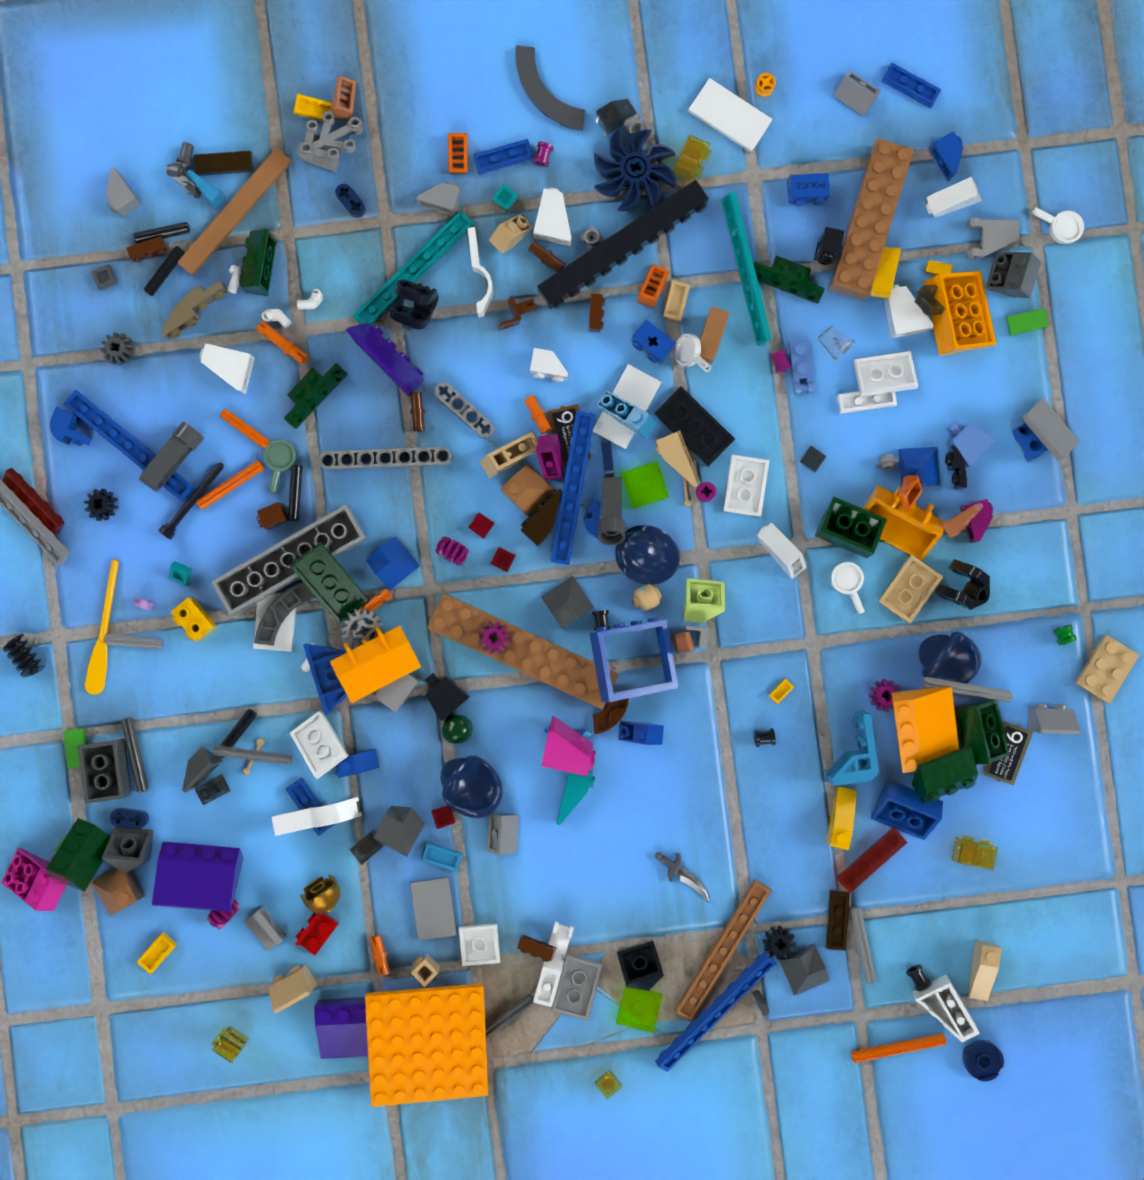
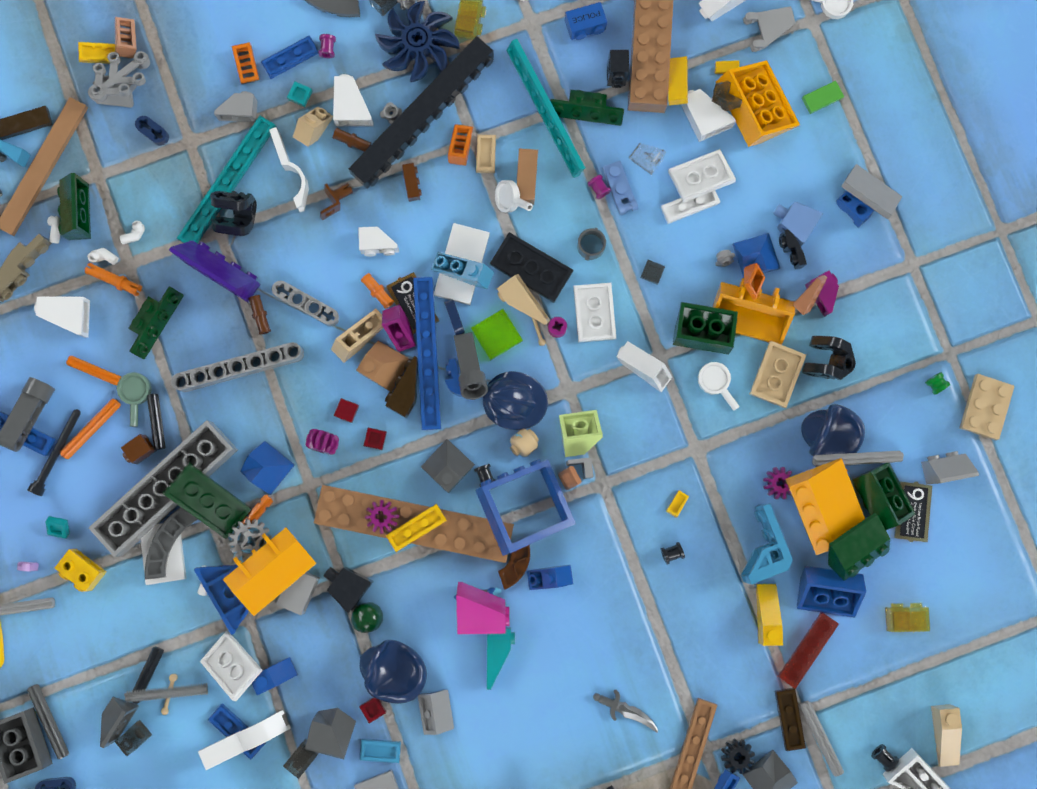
camera: 15 degrees left, 5 degrees down
(524, 656) = (416, 527): none -> yellow tile
(649, 332) = (466, 188): blue brick -> none
(759, 404) = (596, 232): none -> dark grey piece
(1014, 274) = (799, 55): dark grey slope -> none

